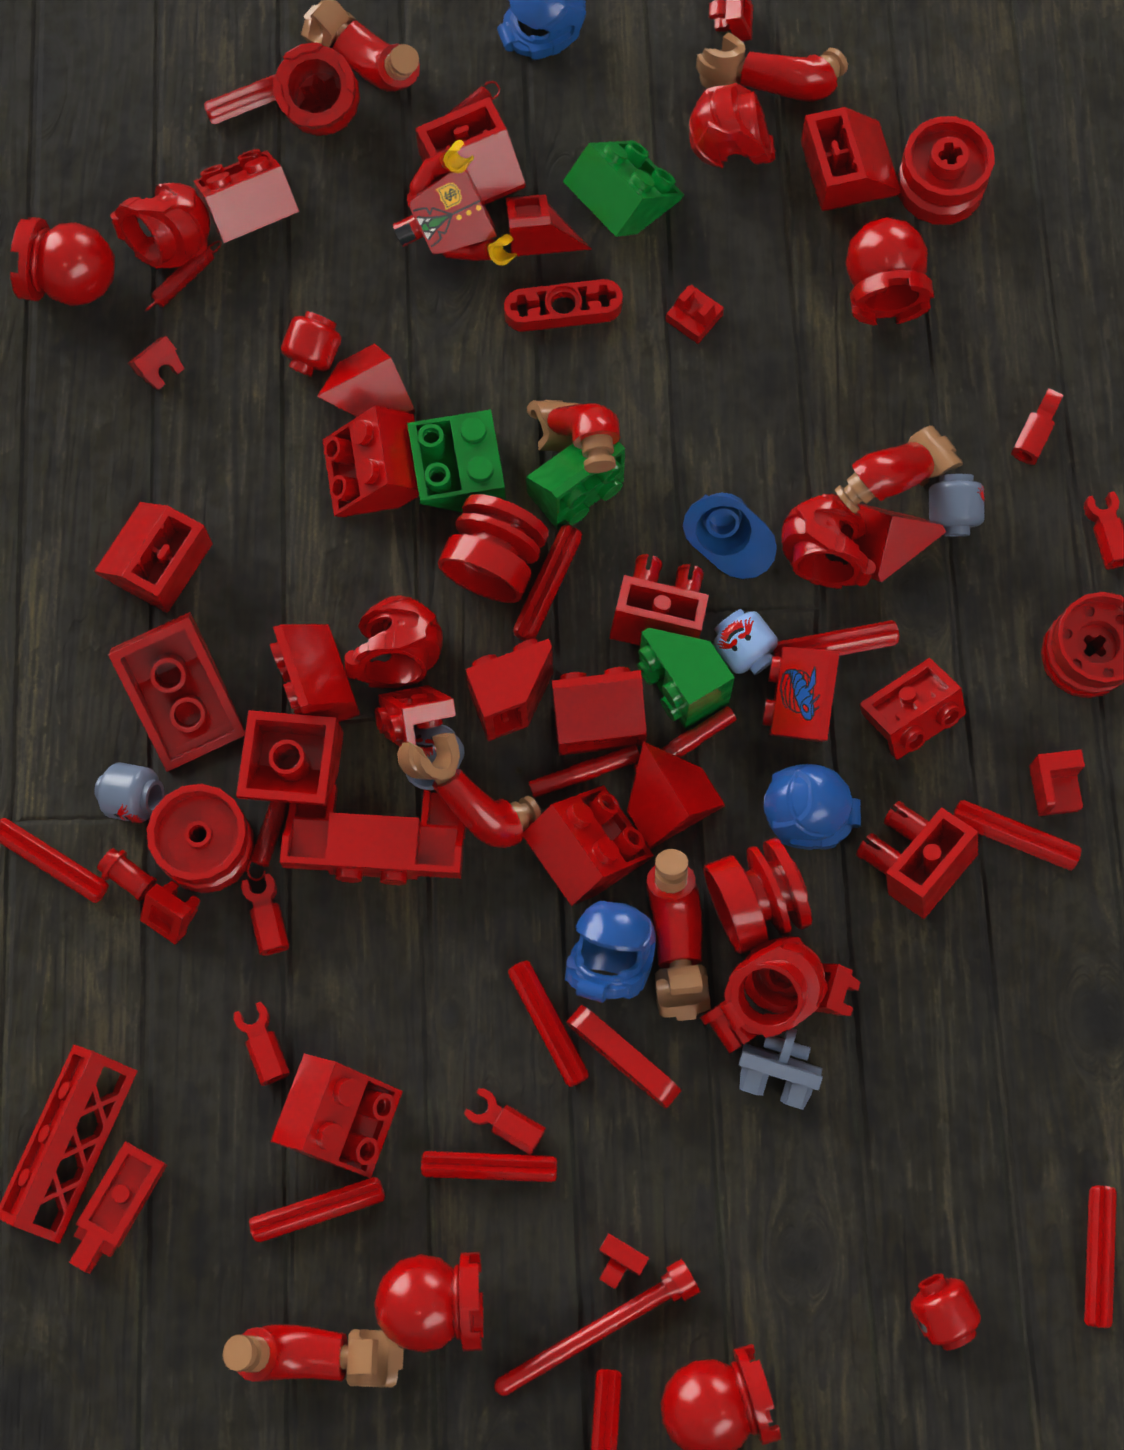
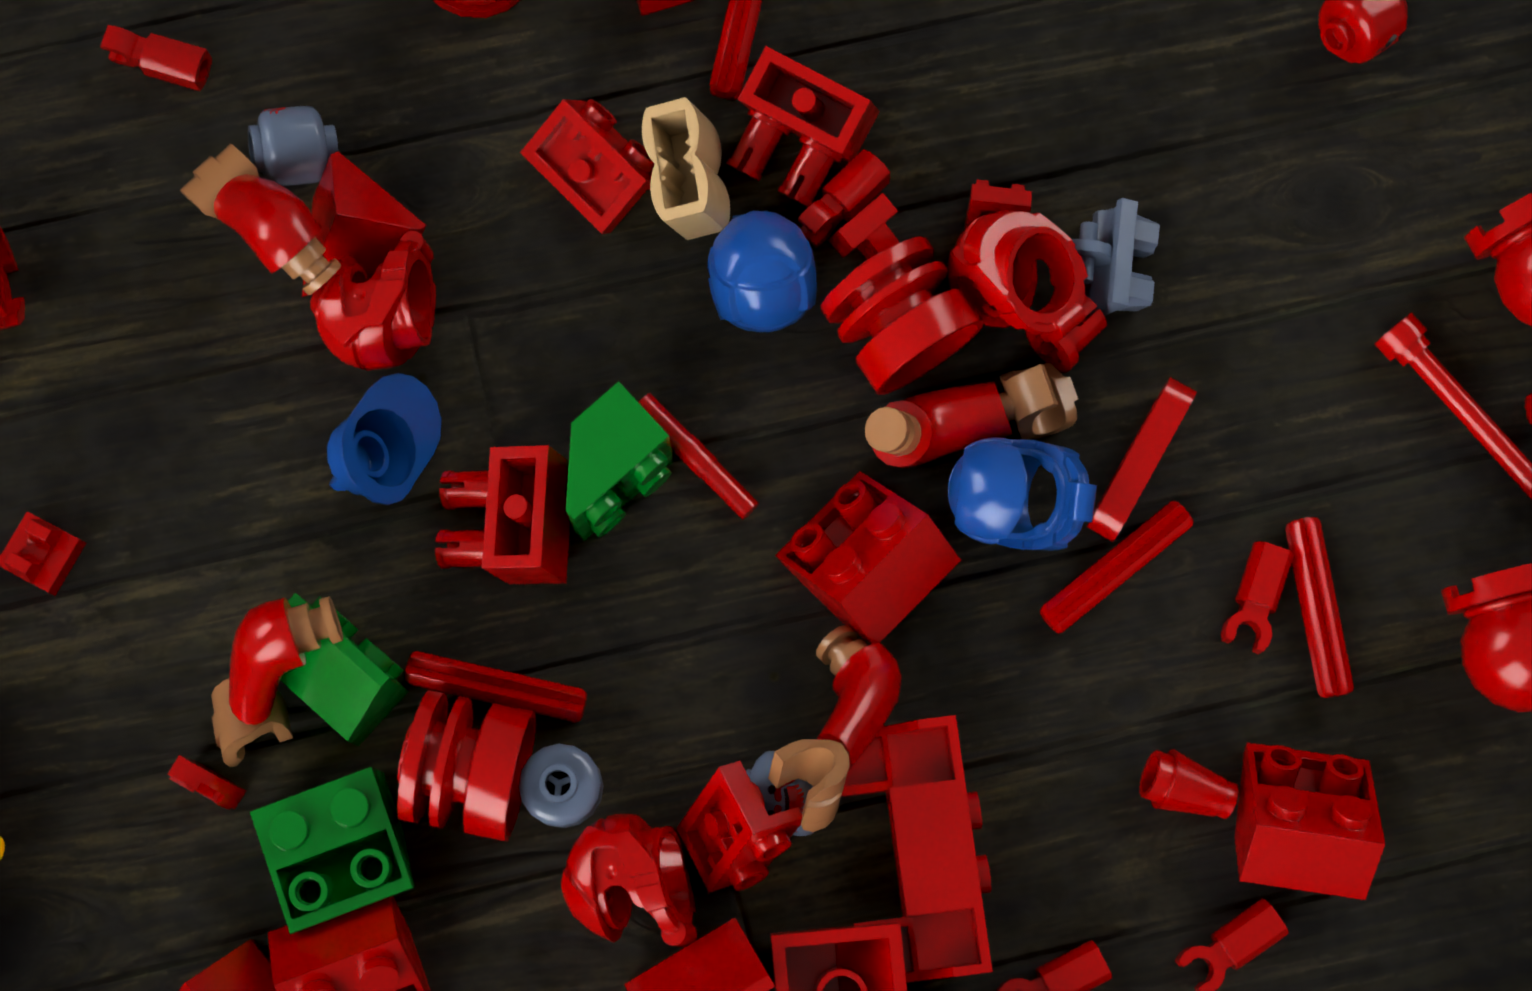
camera: 105 degrees left, 5 degrees up
(316, 1209) = (1429, 822): red axle -> none
(379, 1036) = (1186, 786): none -> red cone
(469, 609) = (580, 799): none -> sand blue head
(510, 686) = (679, 696): red slope -> none
(527, 389) = (205, 781): none -> red tile
(584, 771) = (761, 584): red piece -> none
(591, 289) = (53, 700): red beam -> none
(599, 711) = (687, 570): red slope -> none
(621, 1258) = (1398, 415): red tile -> none
(669, 795) = (779, 460): red slope -> none
(745, 642) = (542, 394): light blue head -> none
(802, 693) = (611, 297): red slope -> none
(829, 891) = (867, 230): none -> red tile
(847, 640) = (518, 280): red axle -> none
(861, 881) = (844, 196): none -> red bar
(900, 766) = (686, 168): none -> tan brick

